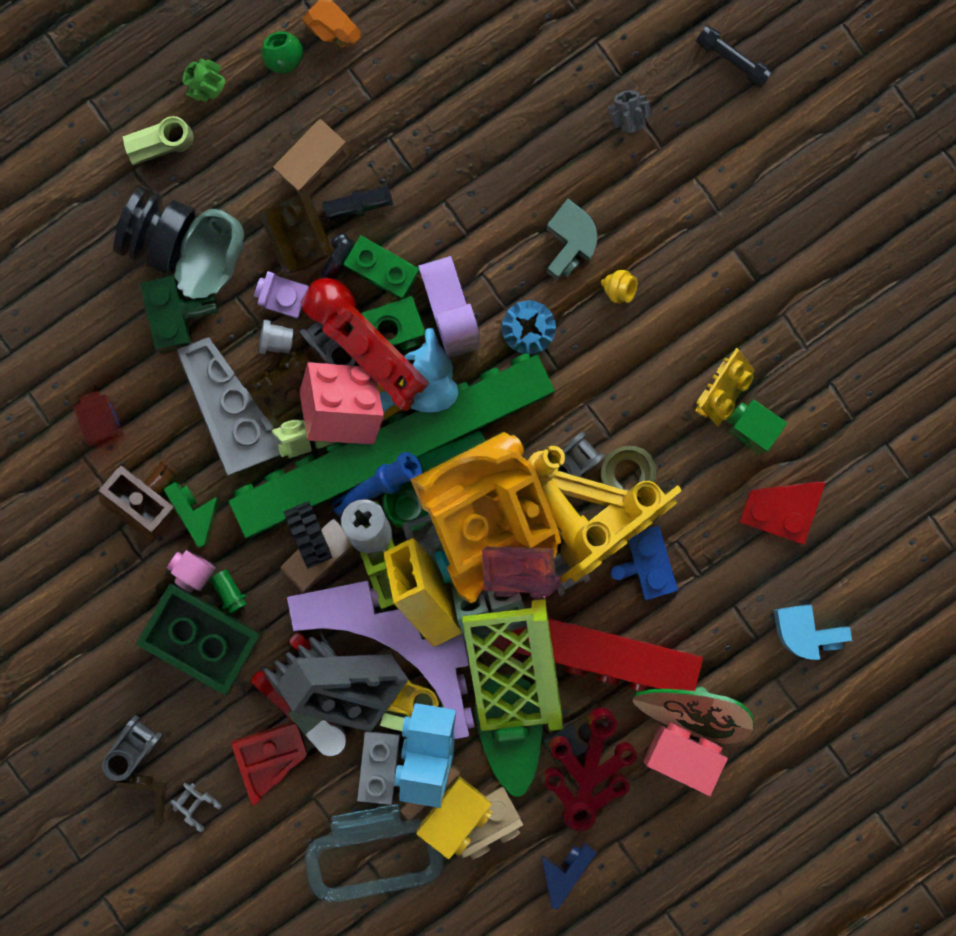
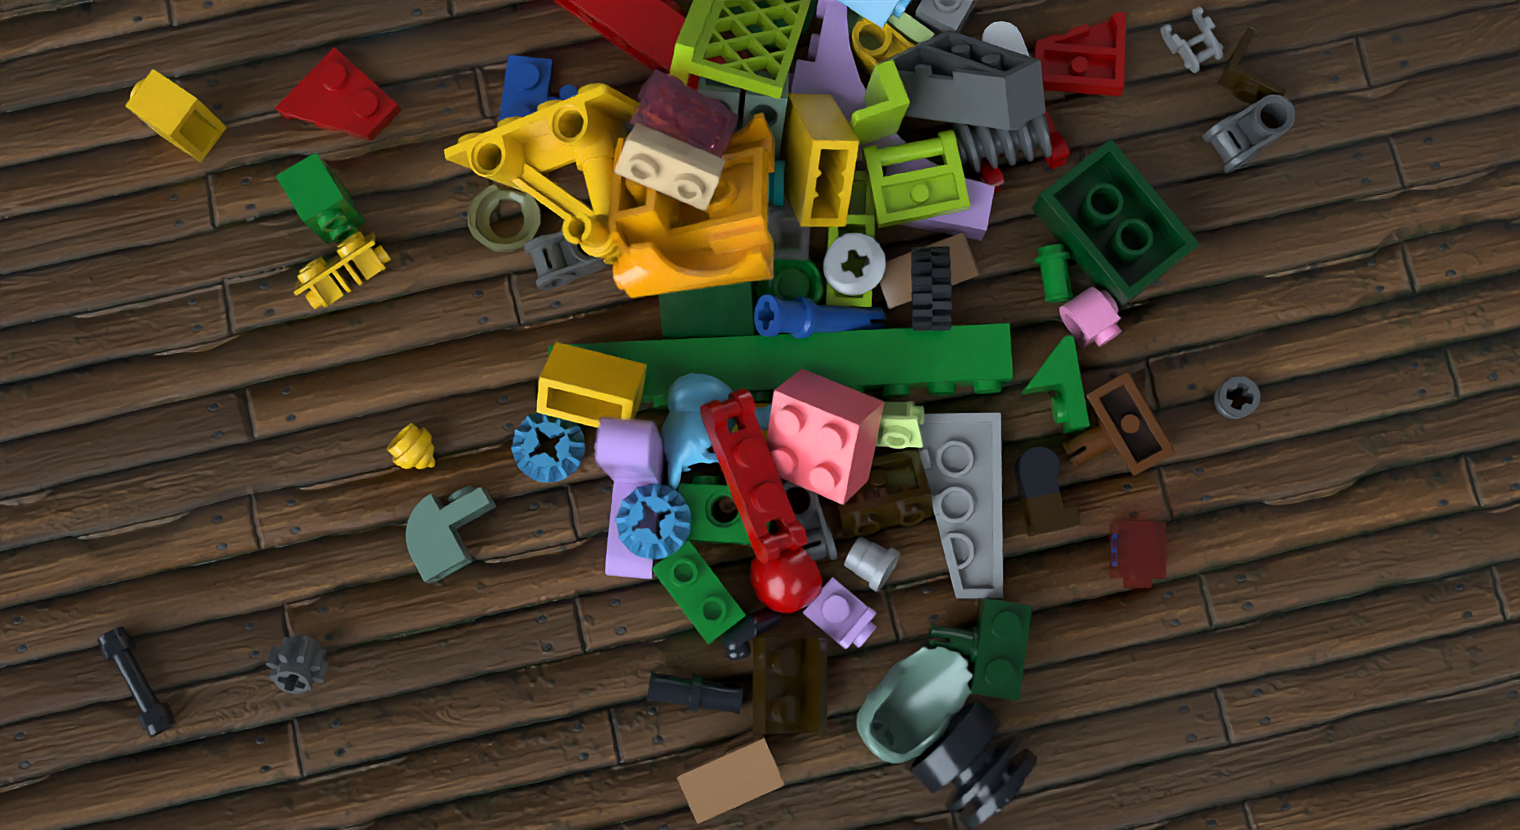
camera: 160 degrees left, 5 degrees down
(62, 549) = (1250, 391): none -> dark grey bush
(185, 442) = (1040, 494): none -> leg
(343, 600) = (918, 192): none -> lime plate
(389, 648) = (885, 105): none -> lime panel
(414, 298) = (674, 527): none -> dark azure gear
(508, 369) = (589, 386): none -> yellow brick
(511, 528) = (670, 166): none -> tan bracket
(886, 443) = (175, 115): none -> yellow brick

